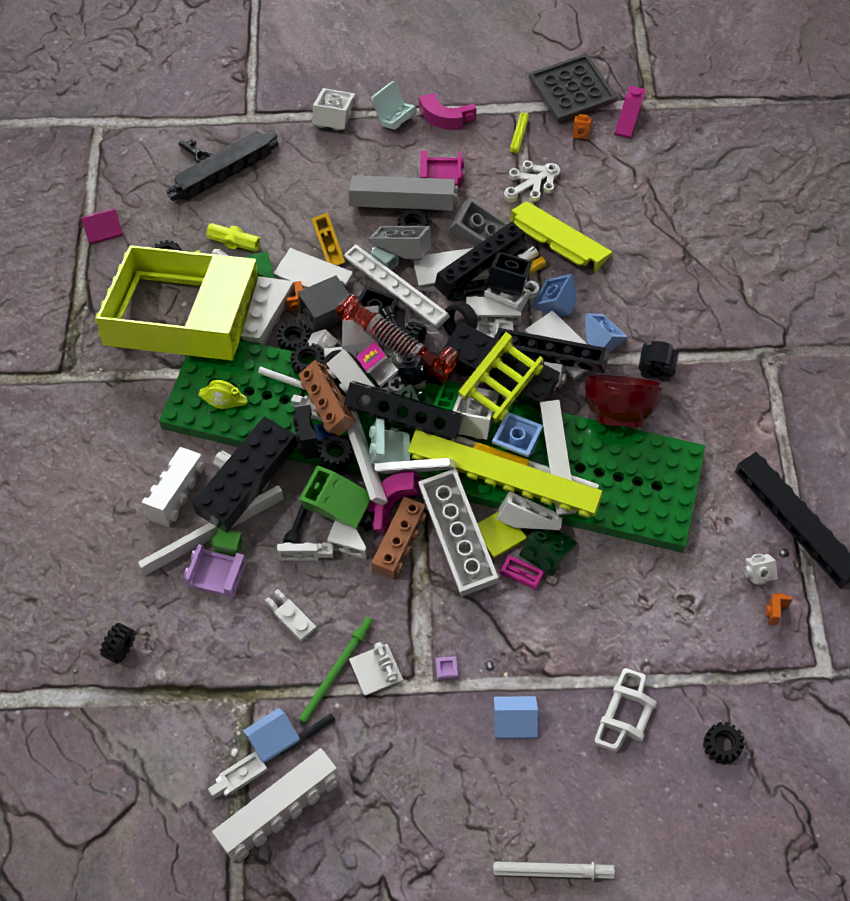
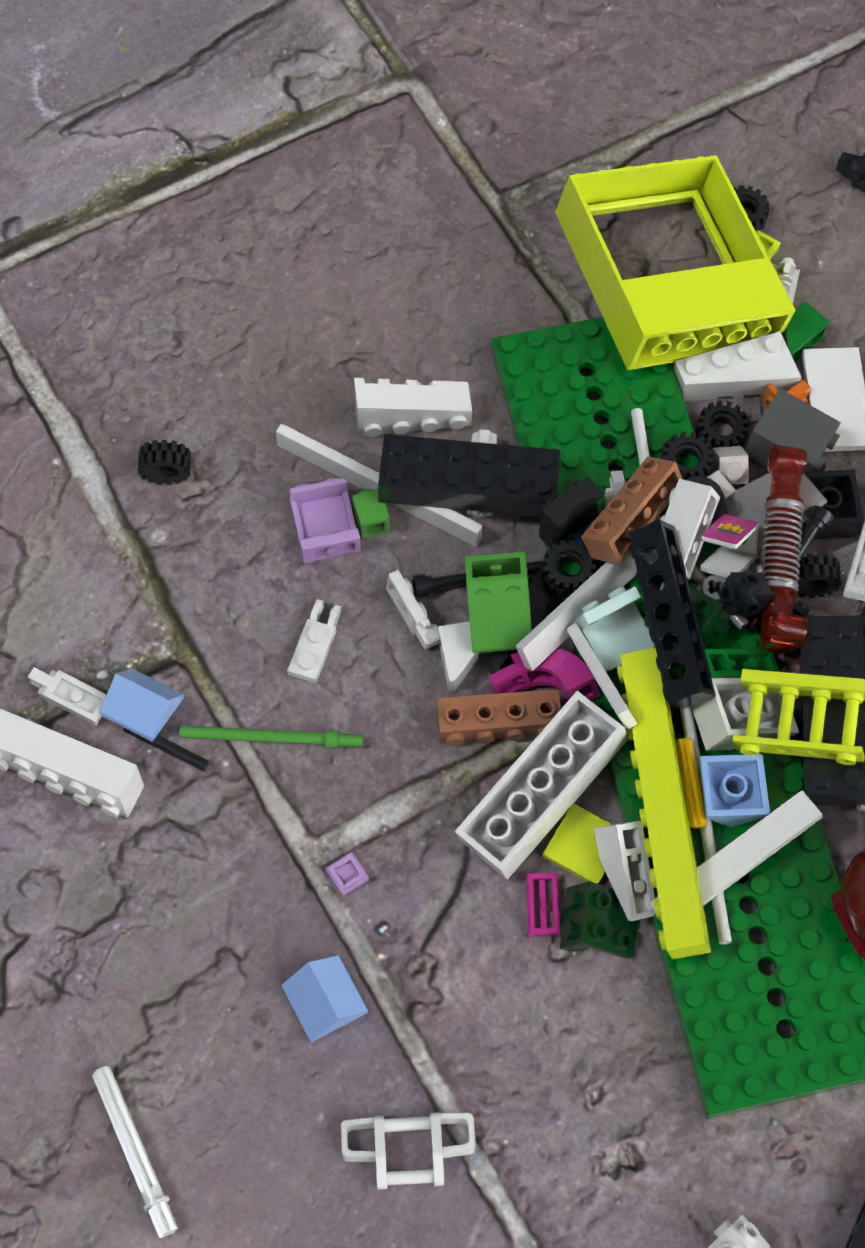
camera: 60 degrees right, 5 degrees up
(102, 226) = (740, 112): dark pink slope -> none
(222, 395) = (570, 389): neon yellow hat -> none
(233, 237) = (828, 271): neon yellow piece -> none
(376, 669) = (297, 784): white hinge -> none

